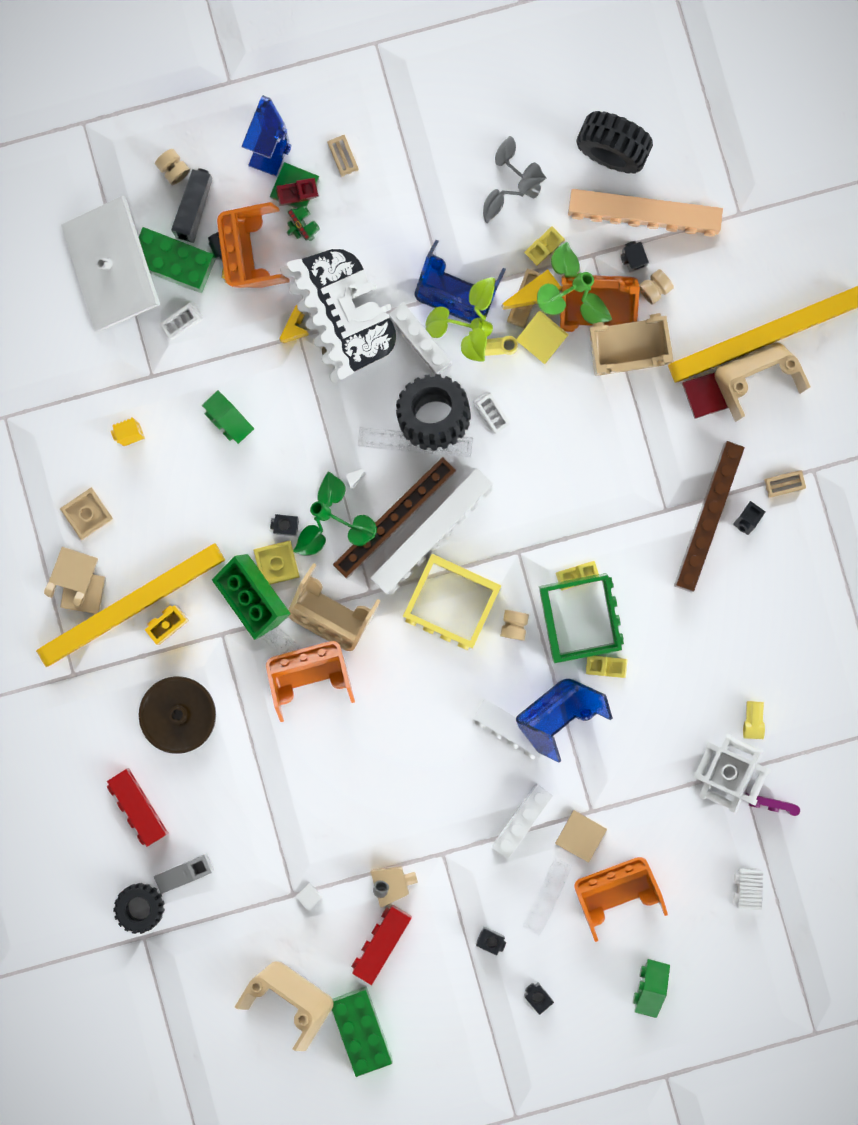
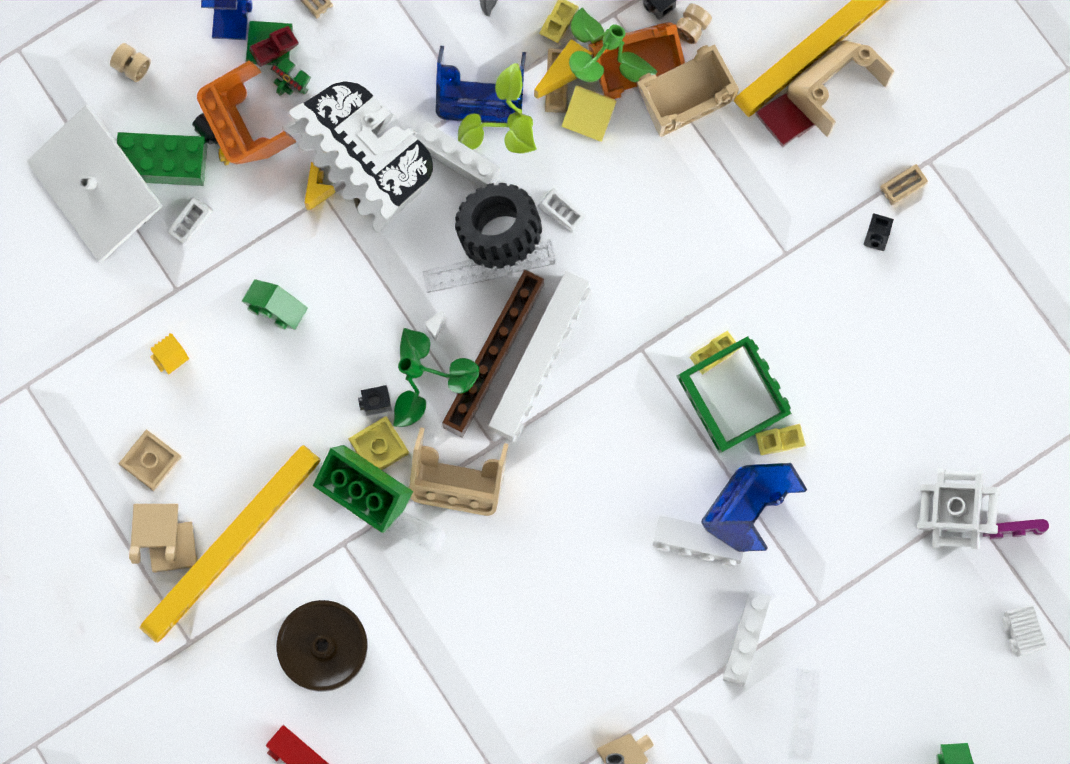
camera: 20 degrees left, 10 degrees down
(166, 625) = (278, 550): yellow brick -> none
(192, 205) = (164, 95): black slope -> none
(306, 667) = (451, 546): orange windscreen -> none
(447, 635) = (592, 389): light yellow window -> none
(495, 346) = (544, 139): light yellow piece -> none
(514, 625) = (664, 426): tan wheel -> none
(581, 836) = (817, 634): tan tile -> none
(617, 886) = (878, 677): orange windscreen -> none
(709, 516) = (835, 244): reddish brown brick -> none
(754, 726) = (964, 450): light yellow piece -> none

